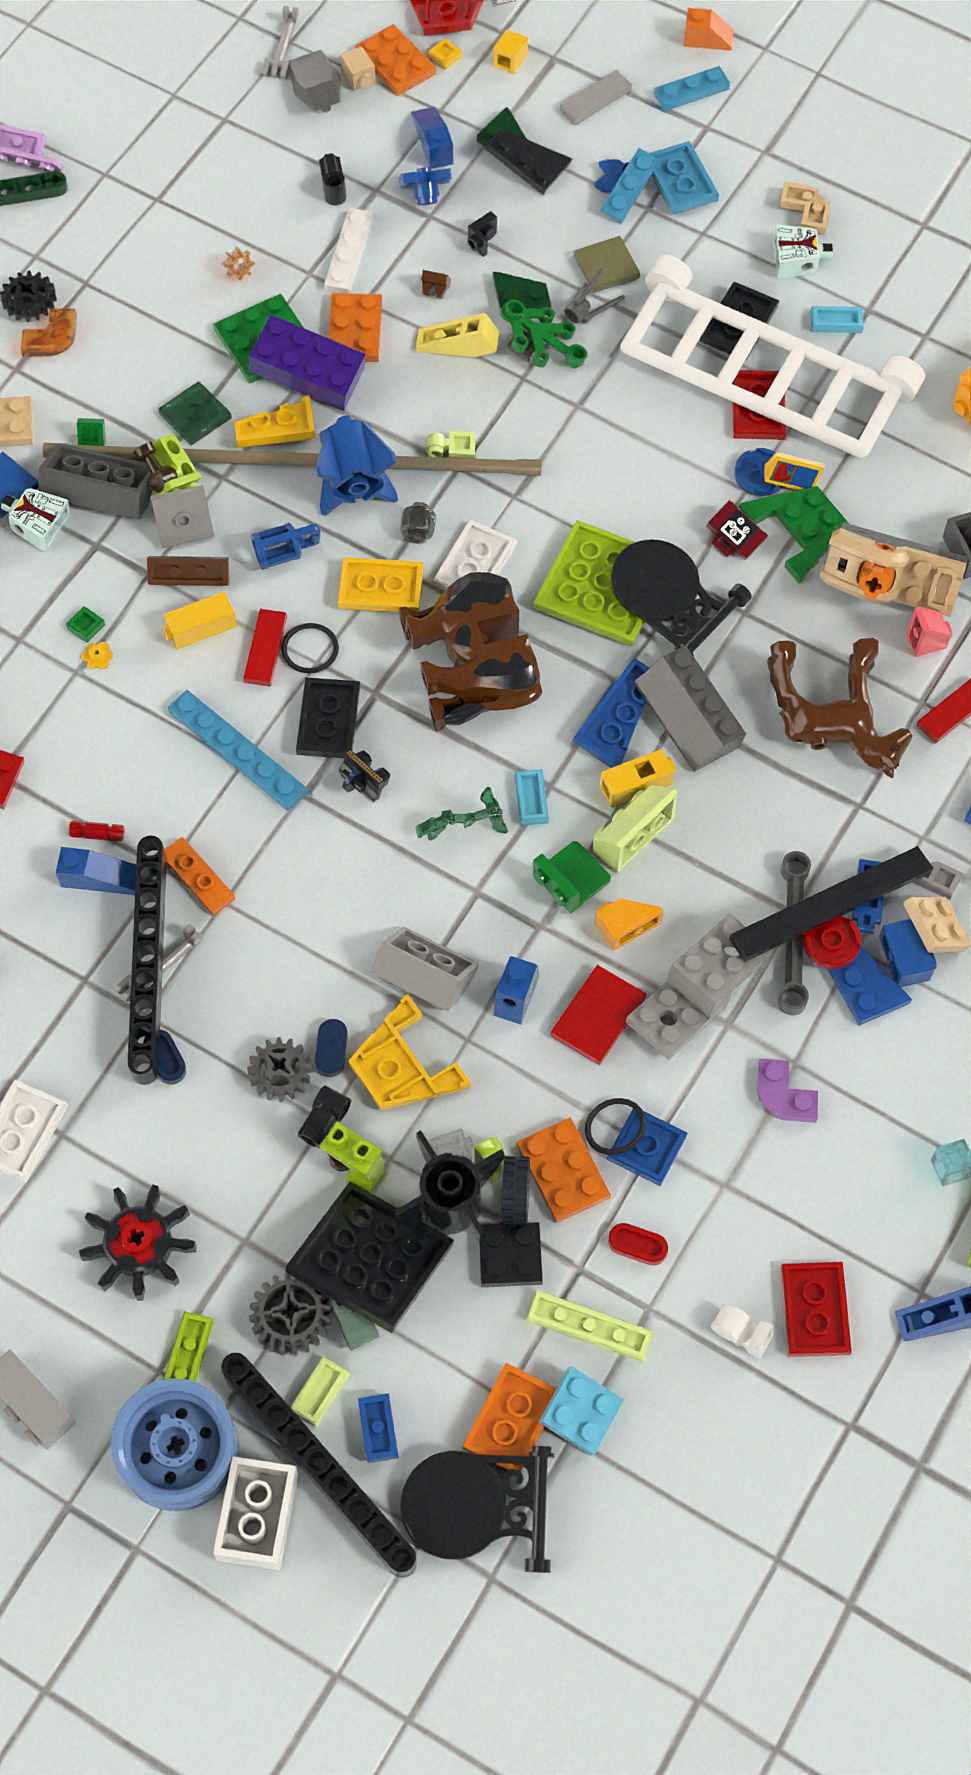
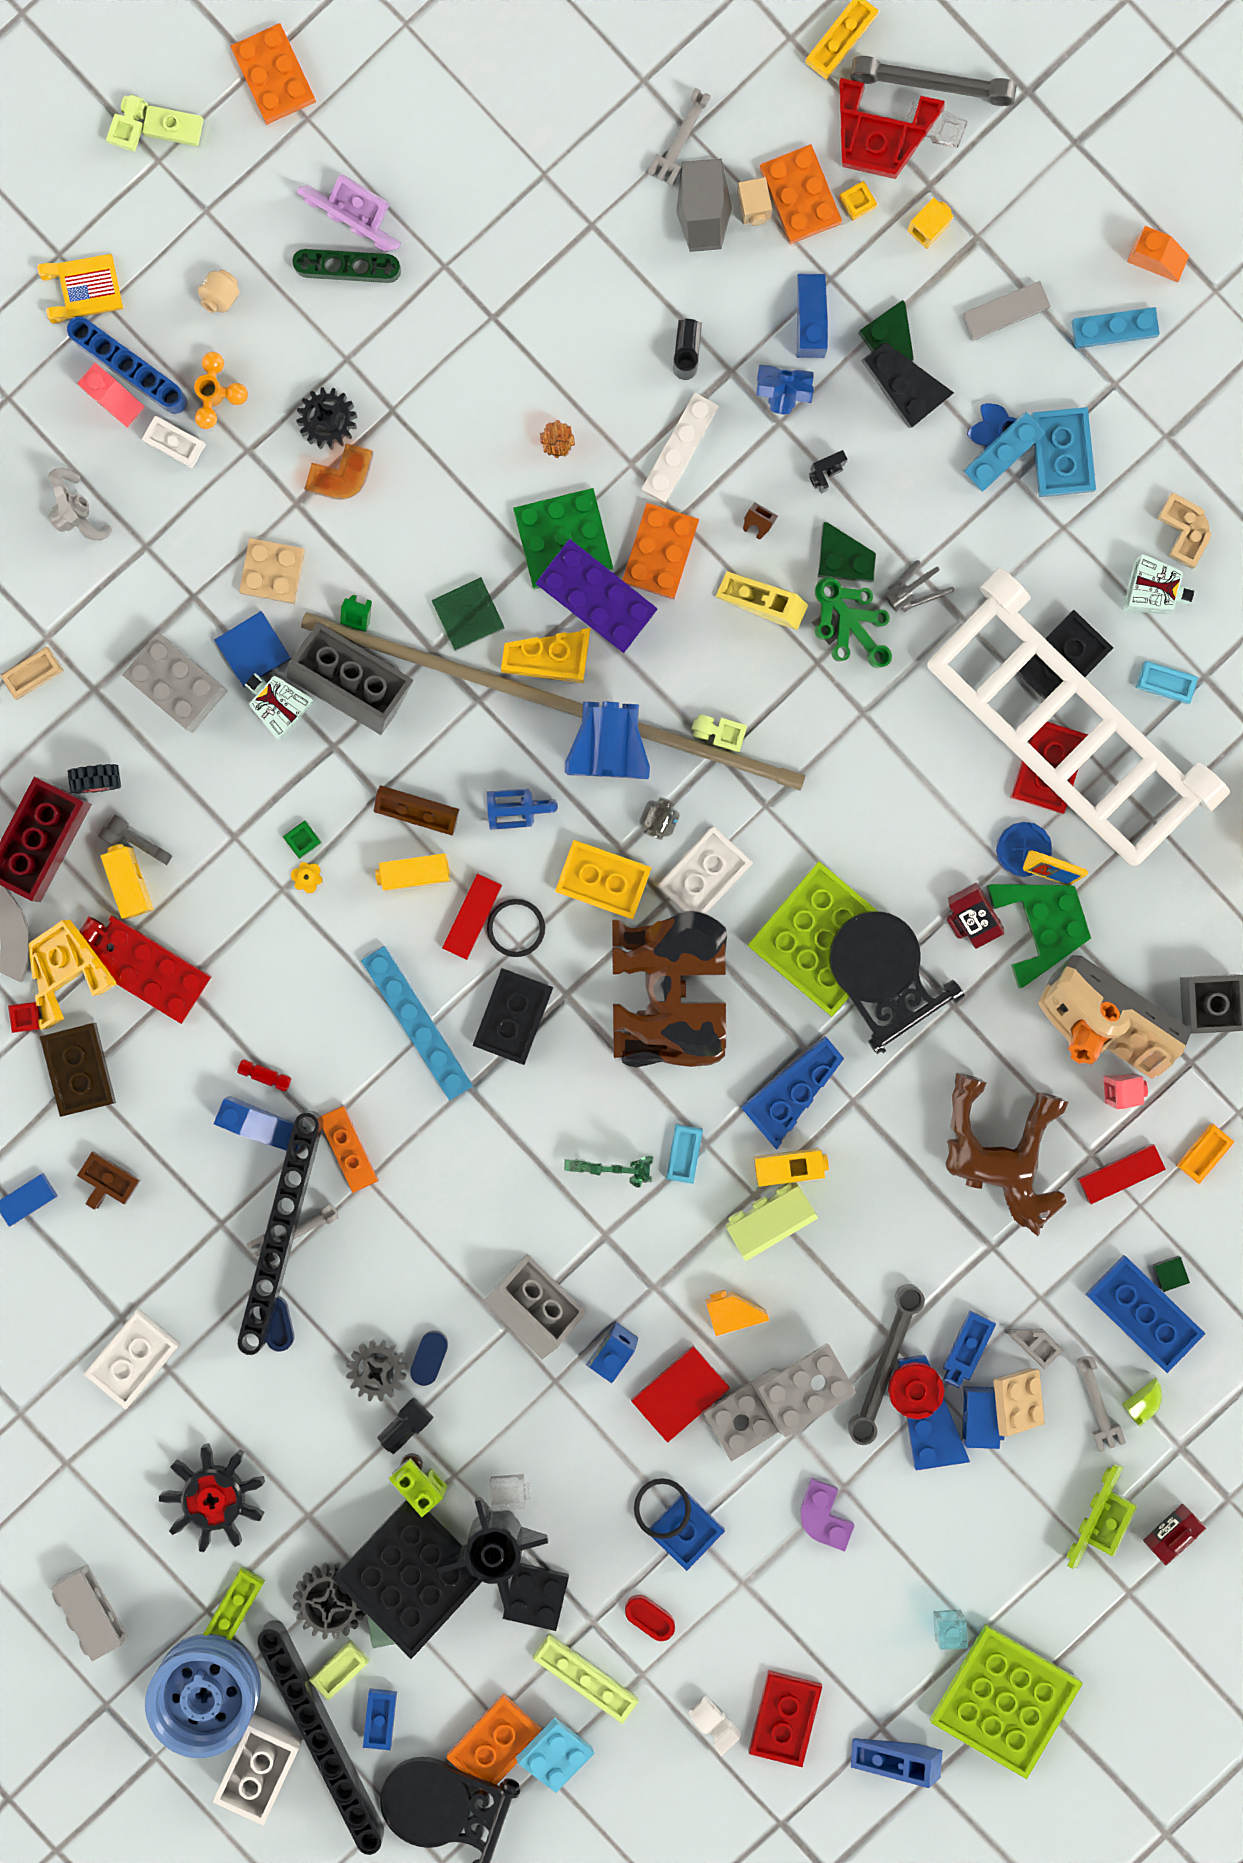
camera: 15 degrees right, 25 degrees up
(168, 465) = (430, 698): lime hips -> none
(182, 516) = (423, 751): light grey plate -> none
(361, 776) = (527, 1091): black hips -> none
(391, 1069) = (477, 1397): yellow wing -> none
(486, 1149) = (542, 1509): lime brick -> none
(515, 1189) = (554, 1553): black wheel -> none
(563, 1170) = (604, 1532): orange plate -> none
(570, 875) = (696, 1251): green bracket -> none
(611, 256) = (948, 542): olive tile -> none
(690, 709) = (862, 1111): slope -> none
(830, 903) = (927, 1361): black tile -> none

